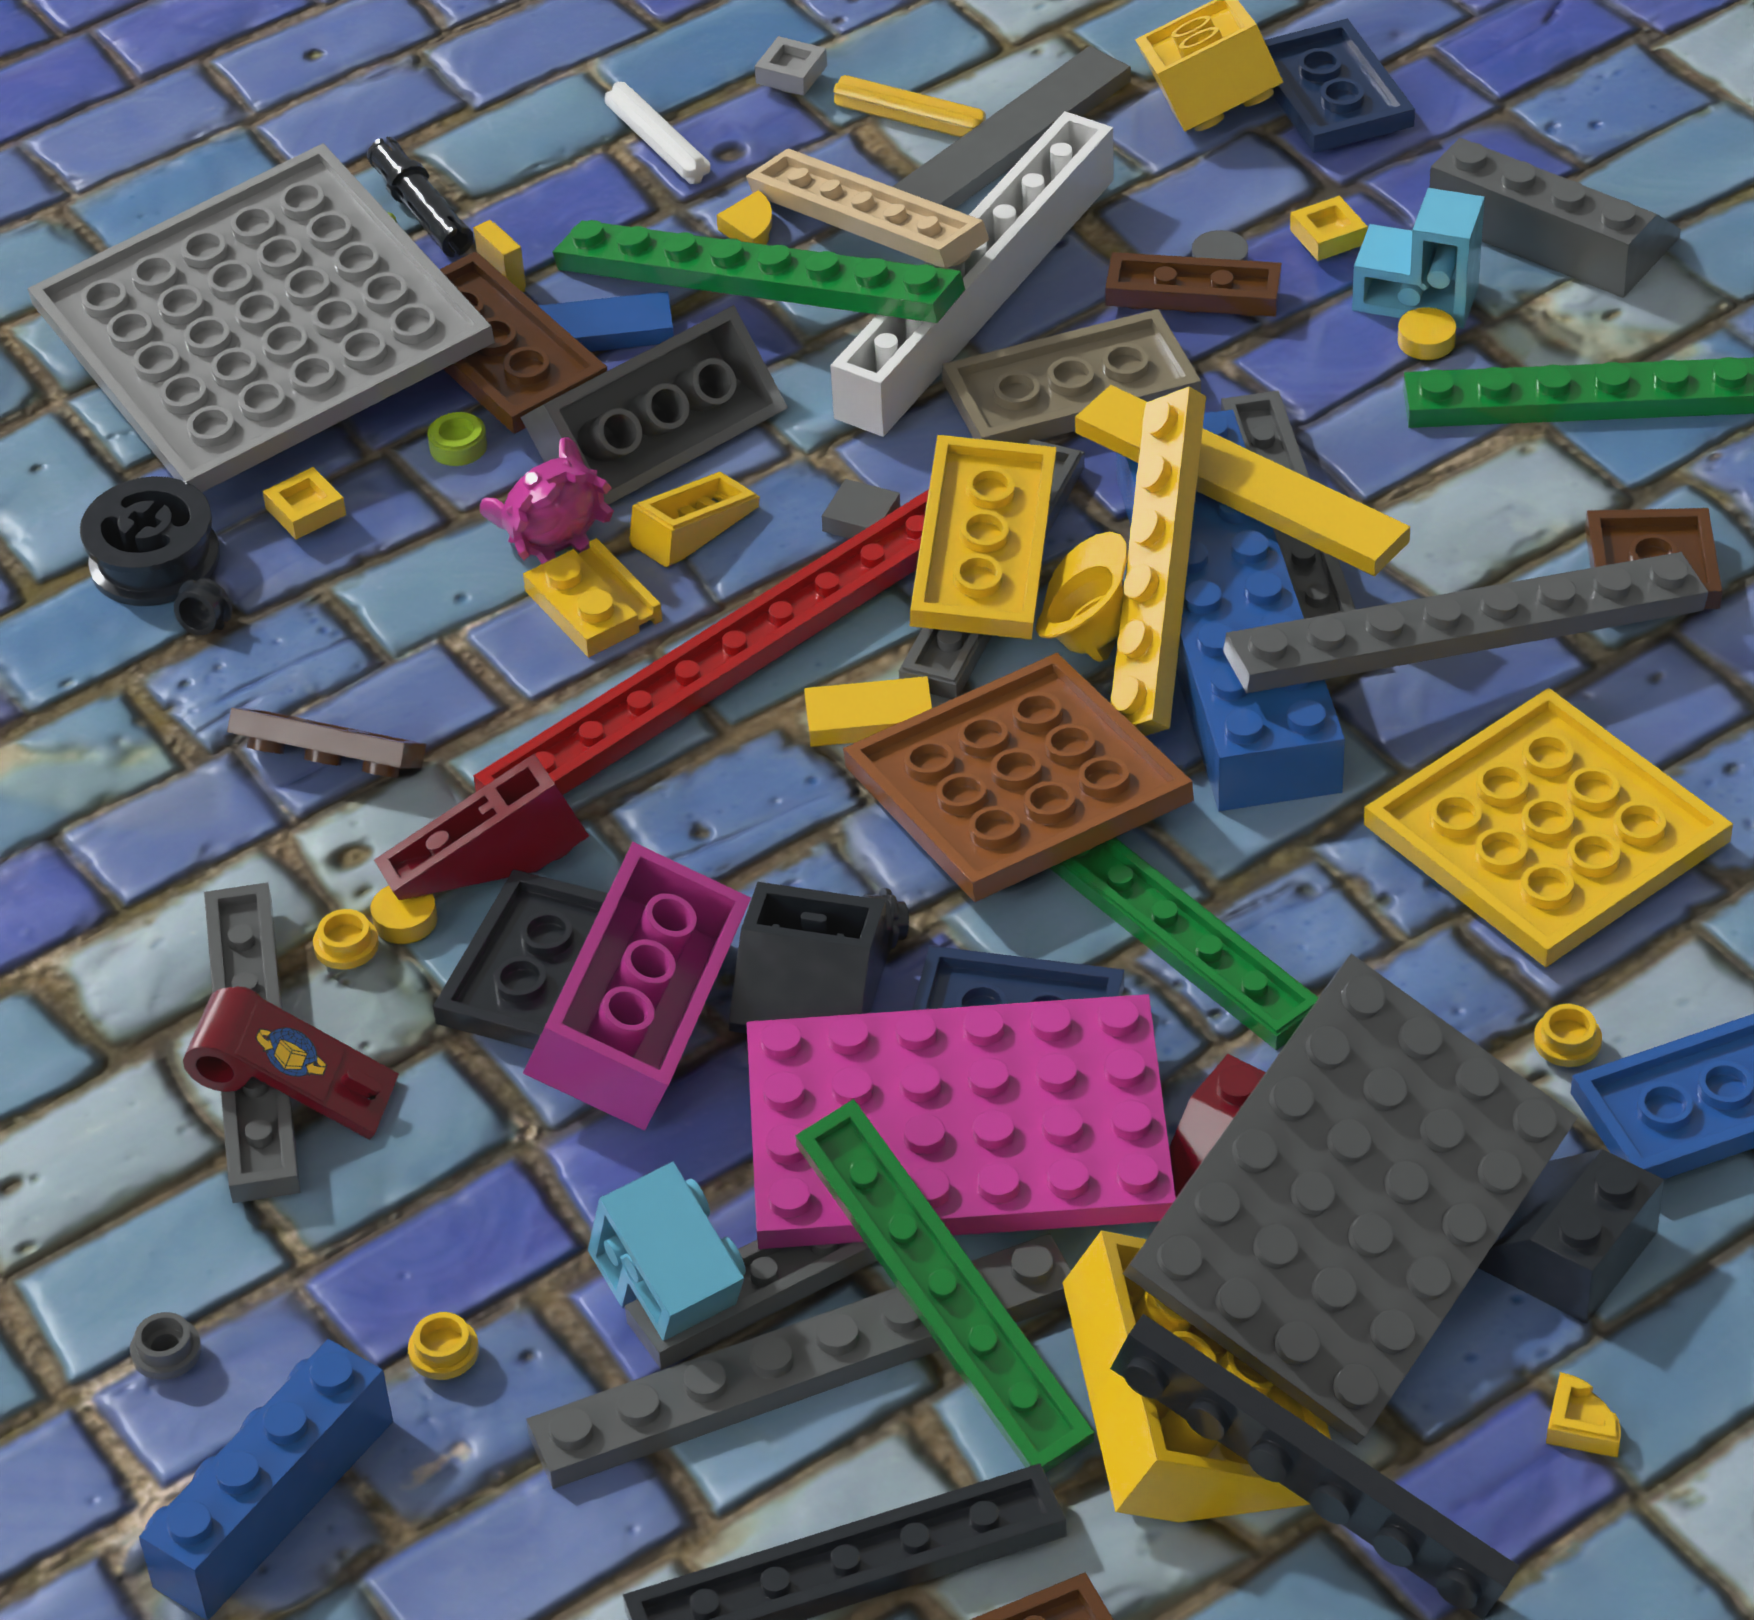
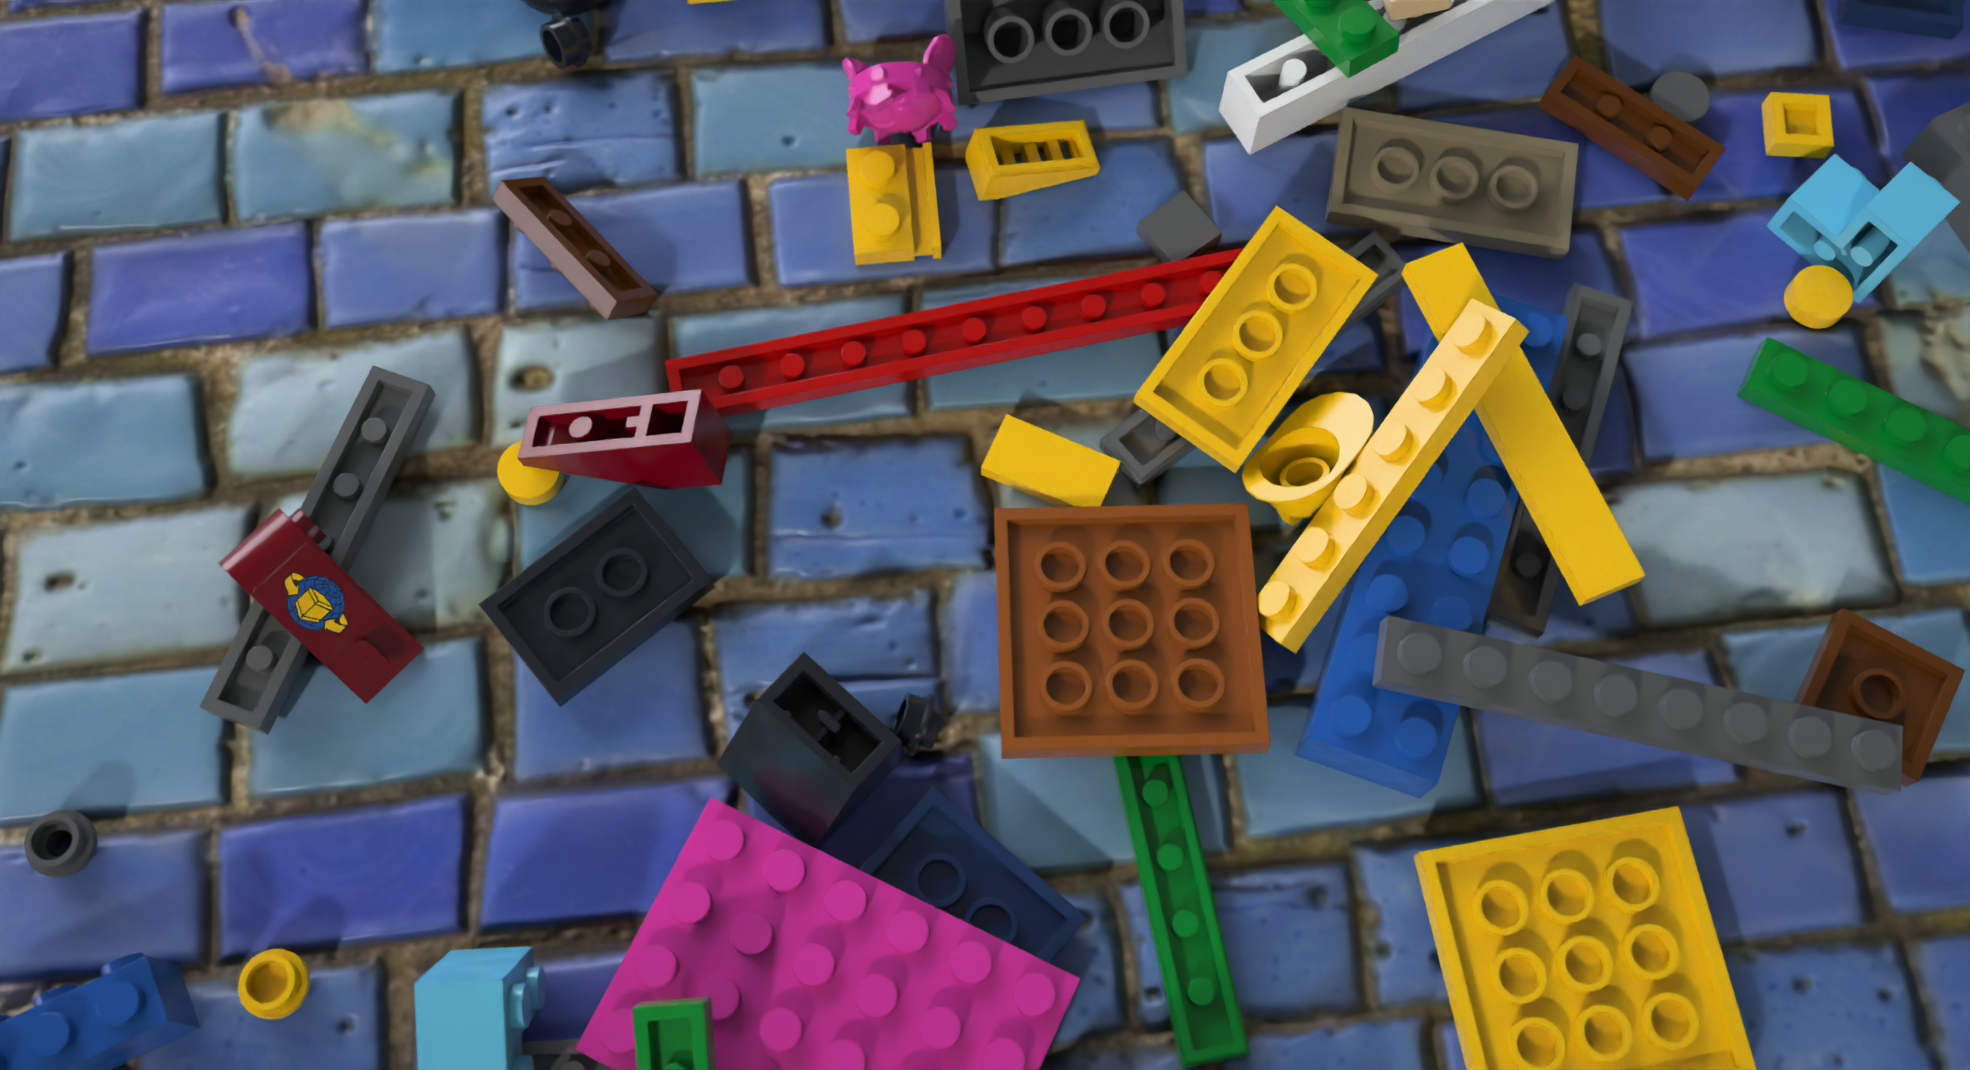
camera: 25 degrees right, 25 degrees up
(345, 939) = (463, 478): yellow plate -> none
(638, 986) = (646, 697): dark pink brick -> none

